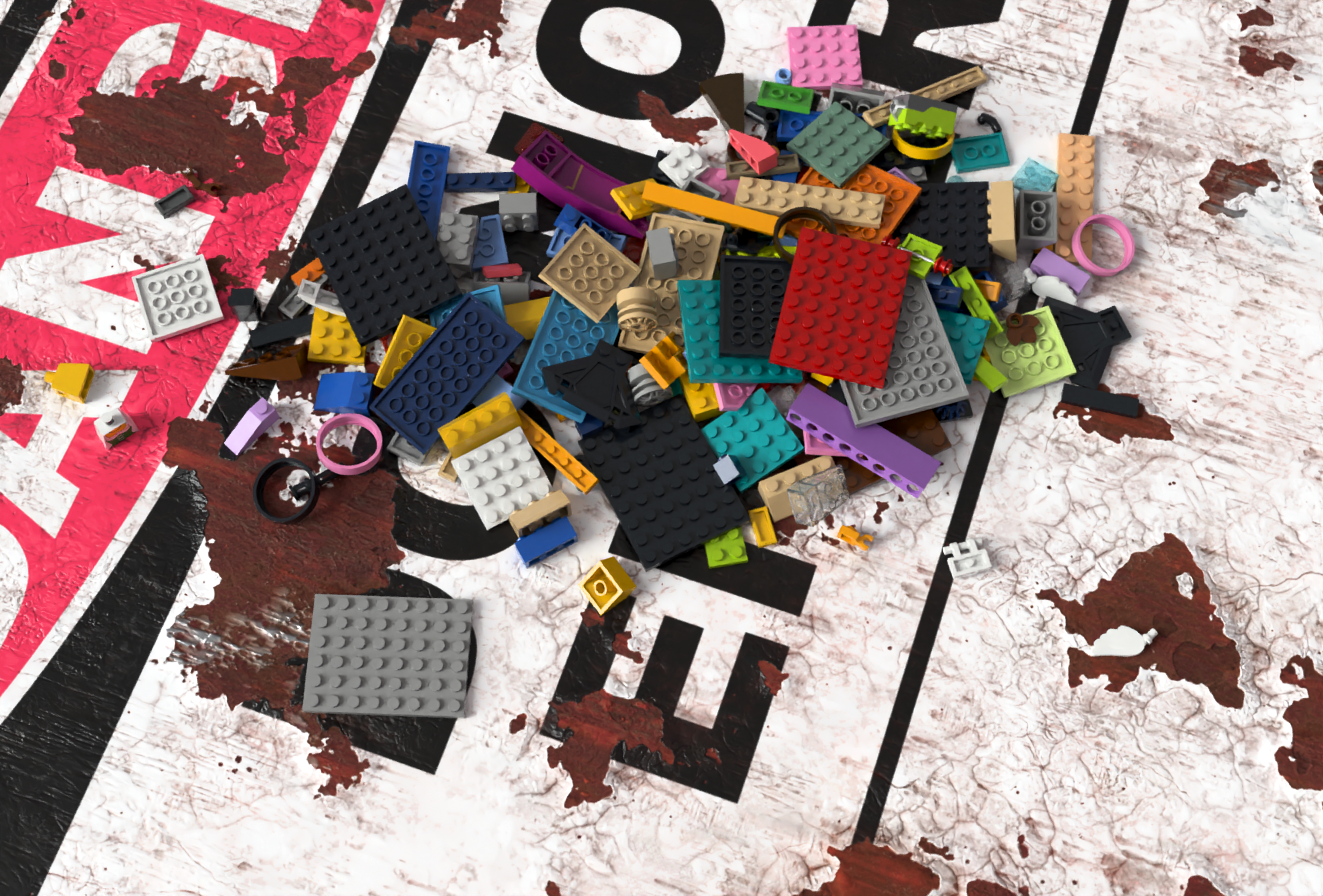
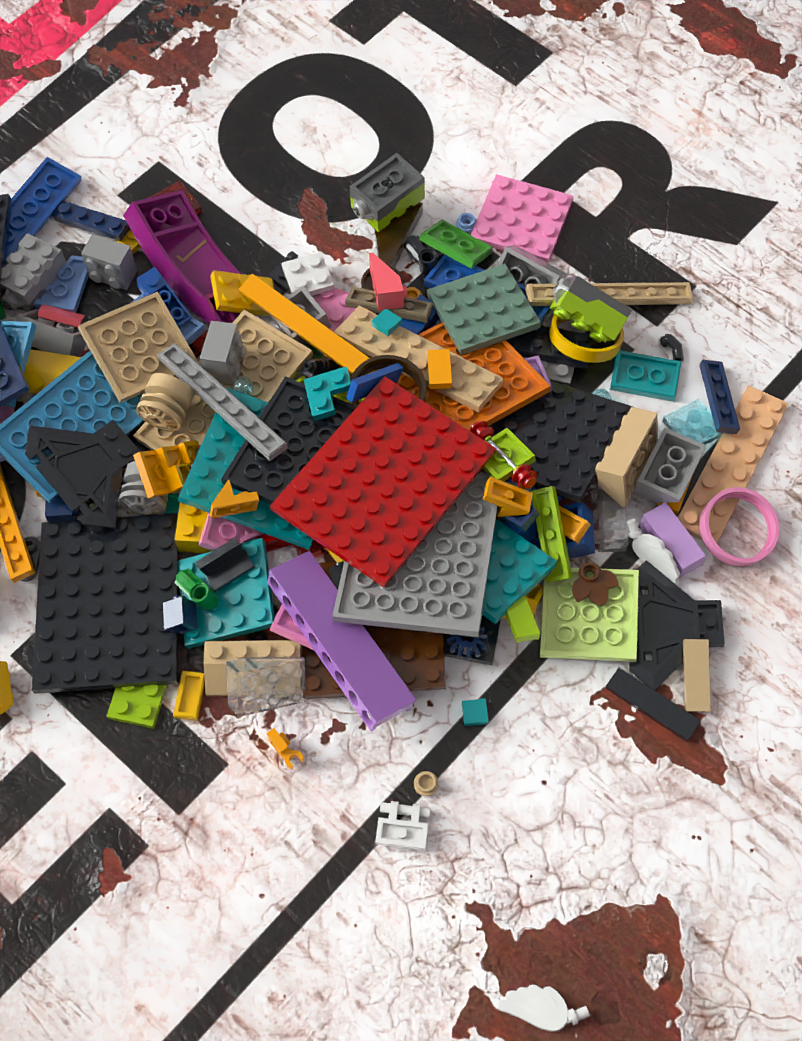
camera: 25 degrees right, 5 degrees down
(684, 292) = (223, 402): none -> light grey tile
(689, 274) = (243, 385): none -> clear light blue plate
(717, 74) = (387, 192): none -> dark grey piece
(731, 445) = (196, 589): none -> green piece
(735, 368) = (229, 504): none -> light orange slope
(746, 418) = (225, 564): none -> black panel
(756, 255) = (322, 388): none -> teal plate
(773, 182) = (386, 322): none -> teal tile
(793, 235) = (364, 385): none -> blue tile
(836, 205) = (439, 369): none -> light orange tile
(937, 287) = (509, 498): none -> light orange slope
(968, 521) = (426, 783): none -> tan plate
(977, 456) = (474, 712): none -> teal tile
(1043, 150) = (719, 397): none -> dark blue plate
(1122, 367) = (696, 675): none -> tan tile

